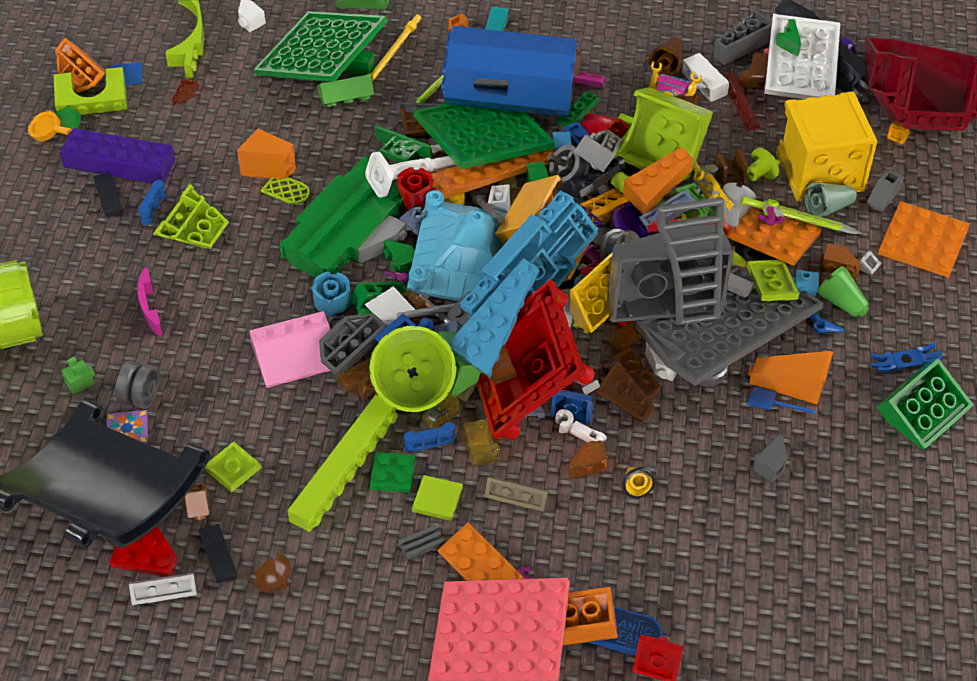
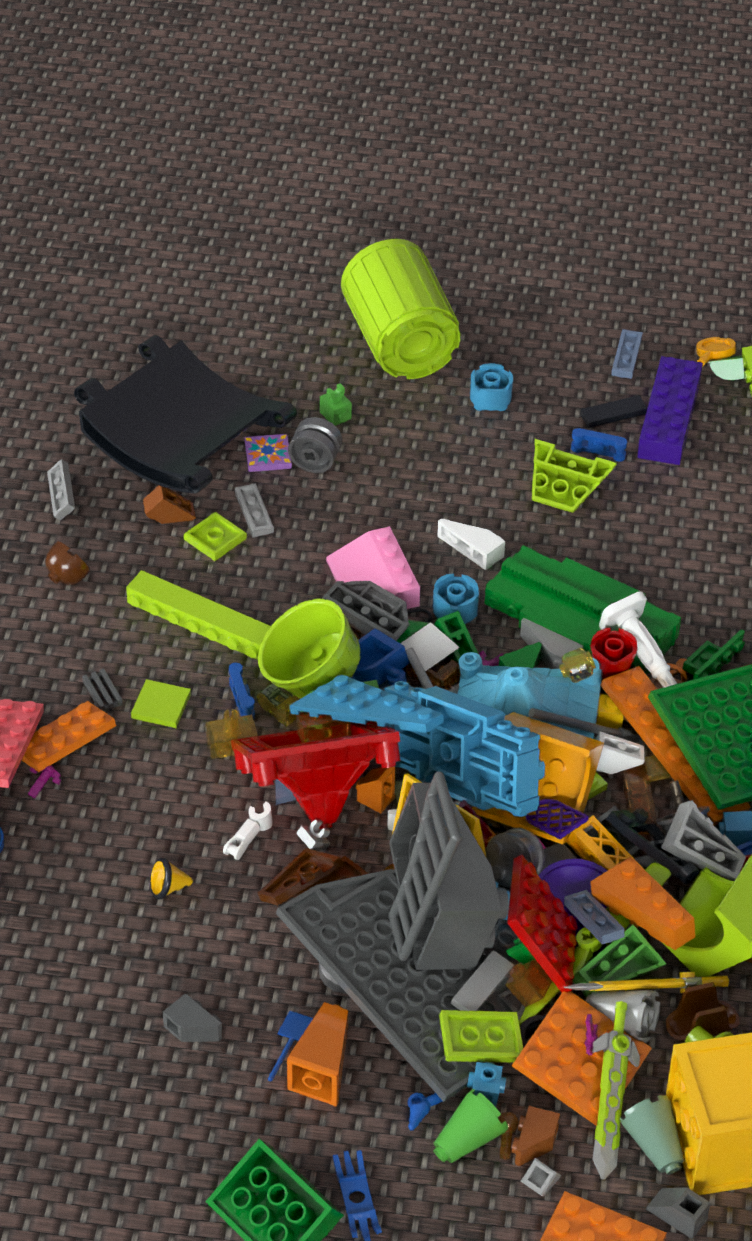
camera: 90 degrees right, 5 degrees down
(39, 181) = (627, 354): none -> sand blue plate
(73, 266) = (491, 387): none -> dark azure brick
(145, 288) = (443, 448): dark pink slope -> none
(147, 555) = (108, 479): red plate -> none
(202, 437) = (254, 510): none -> light grey tile
(218, 553) = (104, 530): black tile -> none
(262, 283) = (473, 542): none -> white slope
(266, 156) = (678, 530): orange slope -> none
(288, 199) = (632, 560): lime window -> none
(392, 472) = (199, 665): green plate -> none
(444, 196) = (577, 665): none -> clear yellow head
(516, 493) = (157, 768): dark tan plate -> none
(536, 171) = (658, 790): green slope -> none
(577, 403) = (279, 818): blue slope -> none
(588, 460) = (202, 836): clear orange slope -> none

